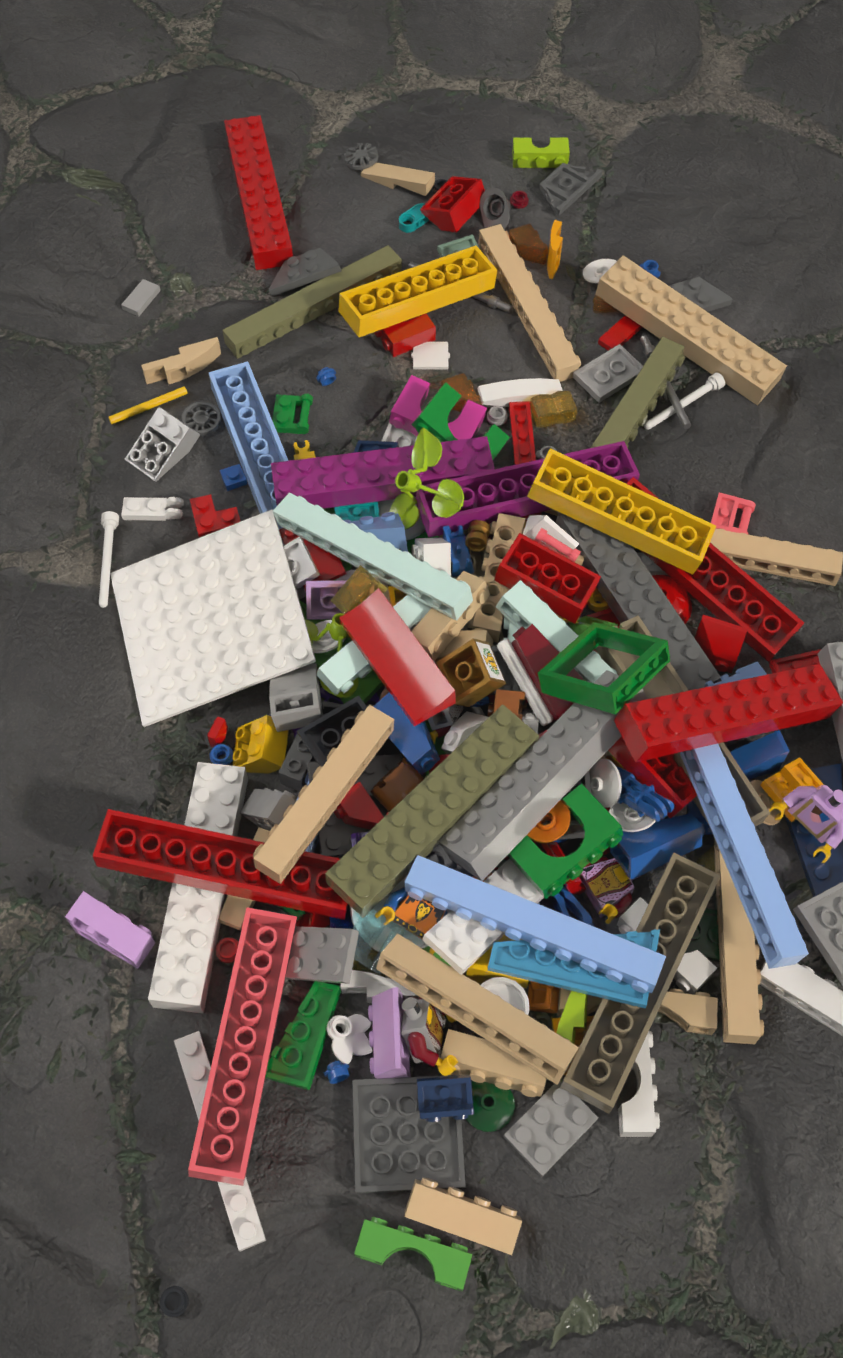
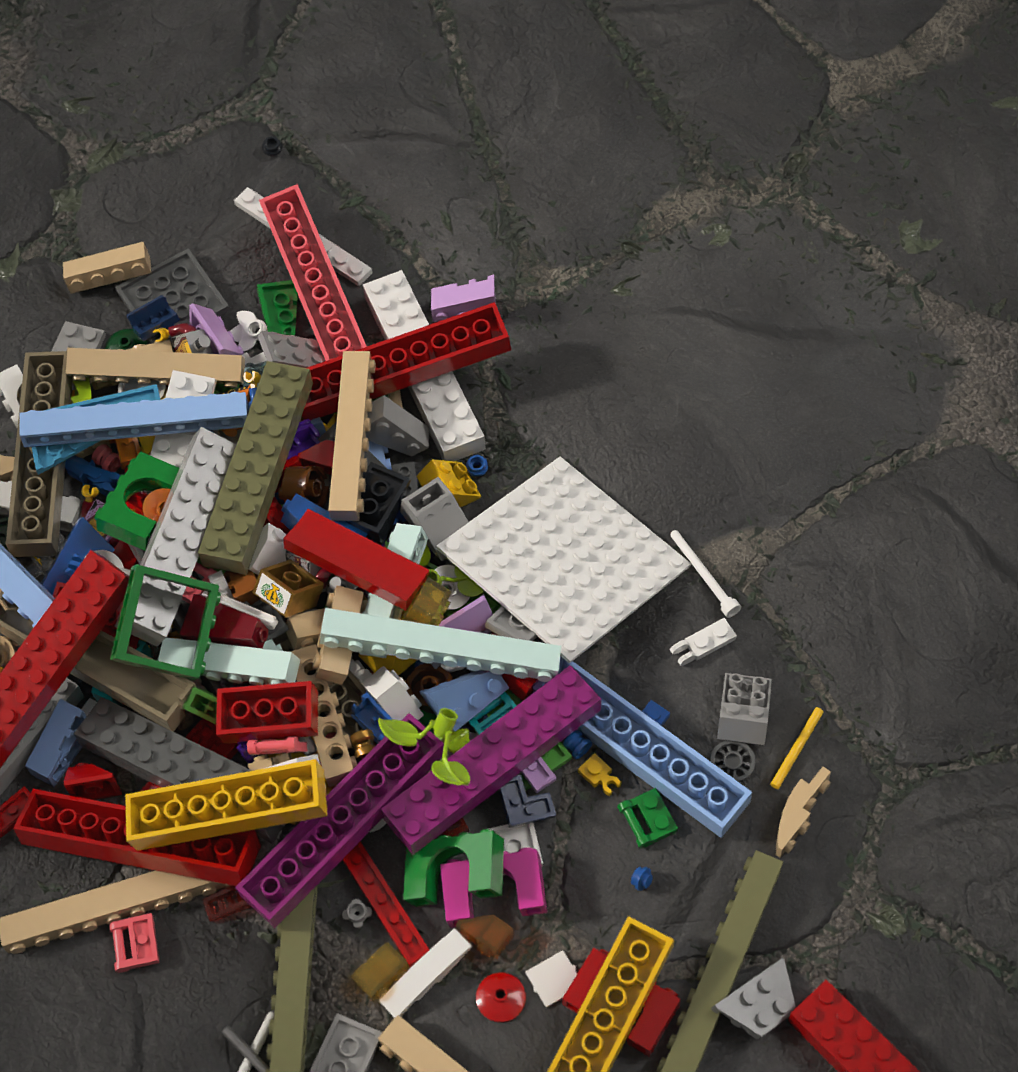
camera: 155 degrees right, 0 degrees up
(140, 297) = (911, 871): light grey tile -> none
(207, 519) = (633, 648): red brick -> none
(217, 732) = (490, 477): red tile -> none
(227, 950) = (372, 337): red plate -> none
(337, 1072) = (243, 305): blue plate -> none
(380, 1242) = (155, 234): bright green arch -> none
(475, 362) = (500, 1009): none -> red dish
(497, 415) = (435, 932): light grey plate -> none

